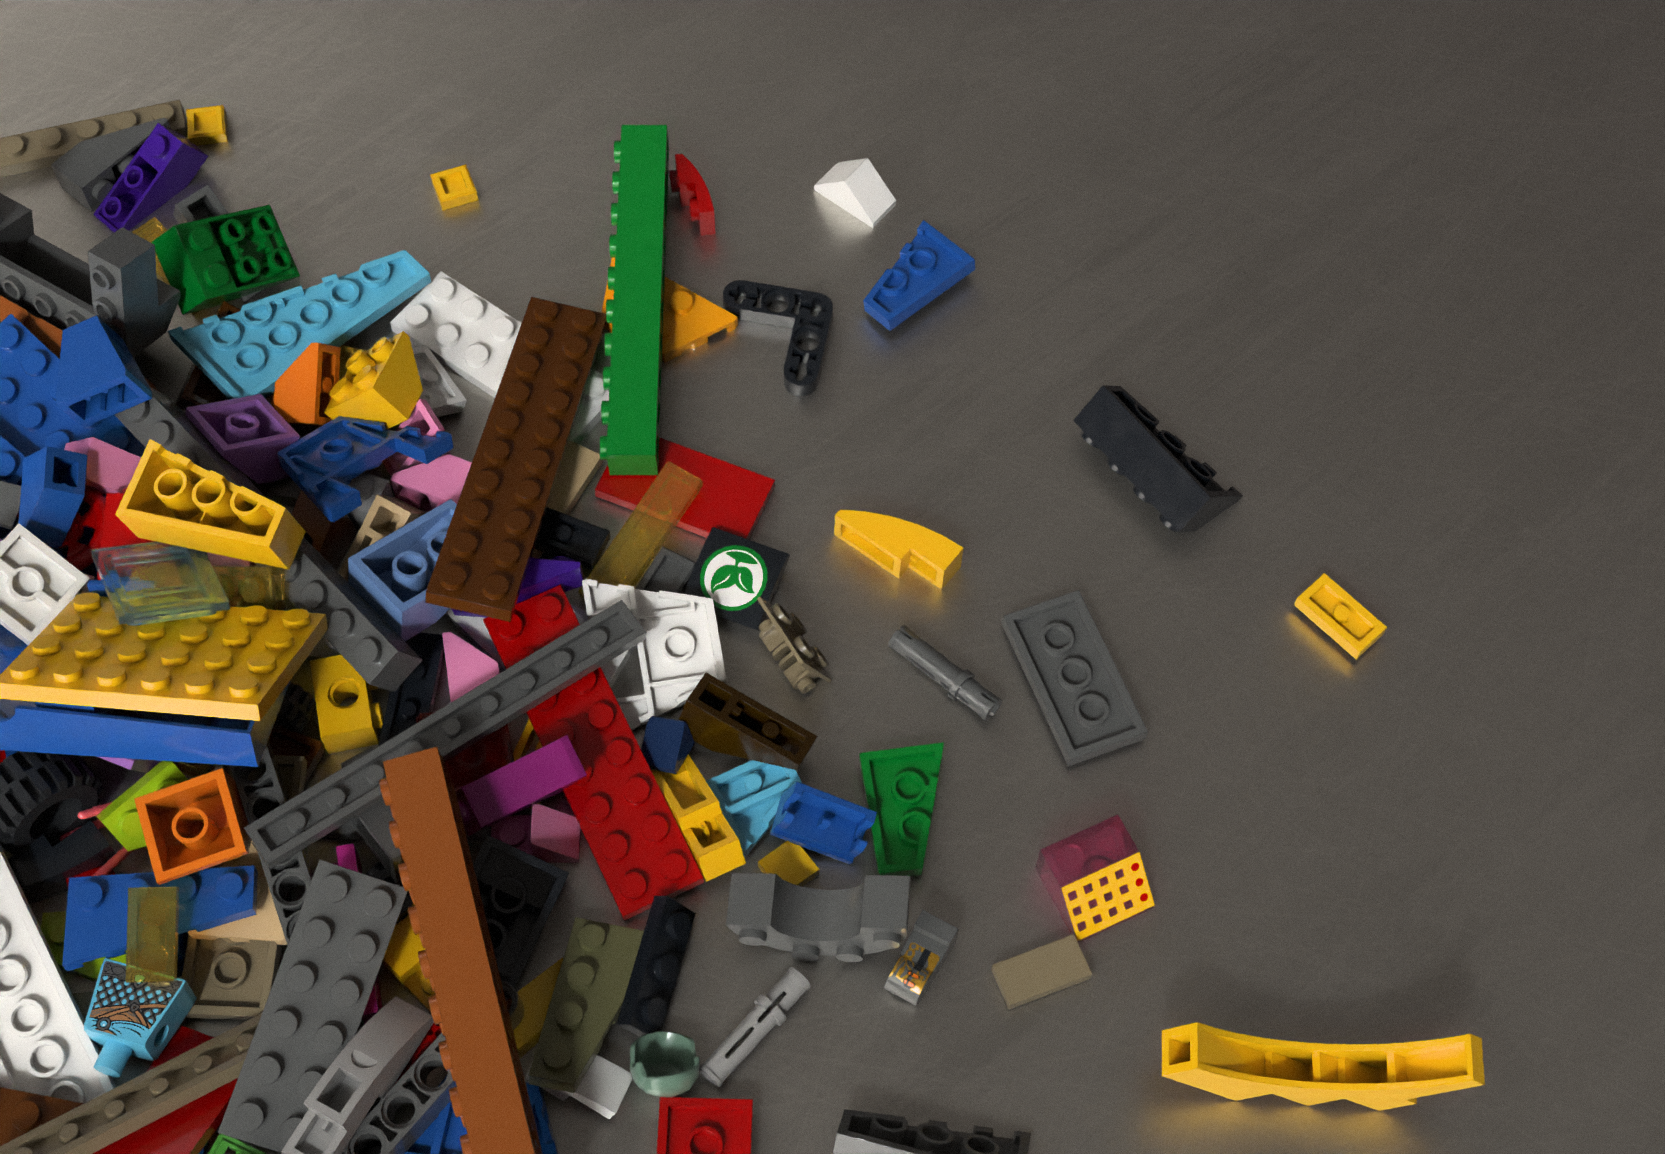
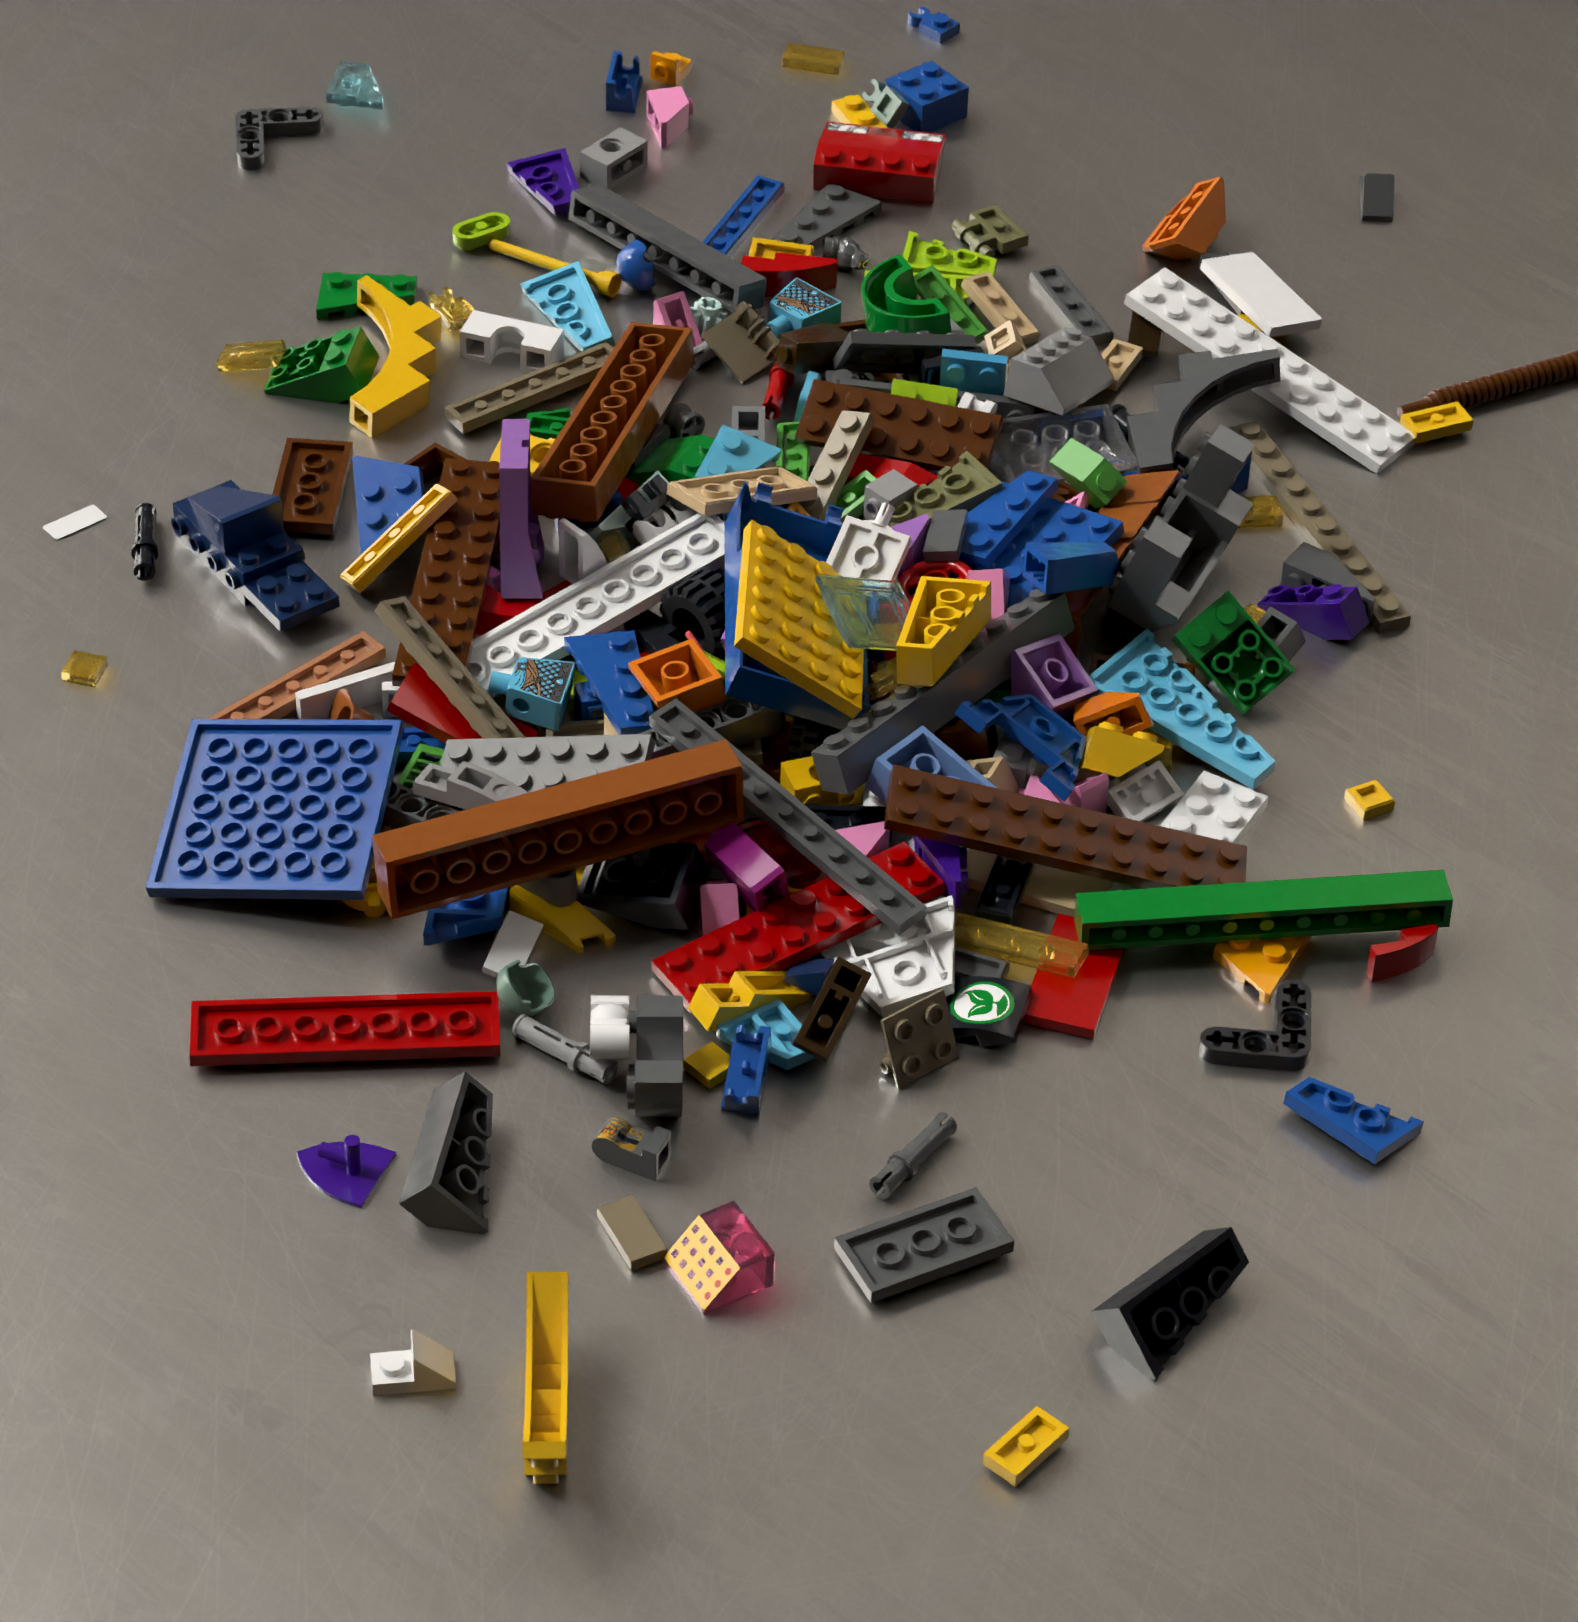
camera: 85 degrees right, 20 degrees down
(51, 493) = (946, 557): blue slope -> none
(152, 934) = (588, 670): clear yellow plate -> none
(207, 125) = (1391, 639): yellow tile -> none
(584, 1002) = (600, 948): olive wing -> none
(656, 966) = (585, 978): black plate -> none
(745, 967) = (609, 1027): none -> white piece
(857, 190) = (1444, 1074): white slope -> none
(900, 545) = (1036, 1118): yellow slope -> none
(902, 791) = (776, 1129): green wing -> none

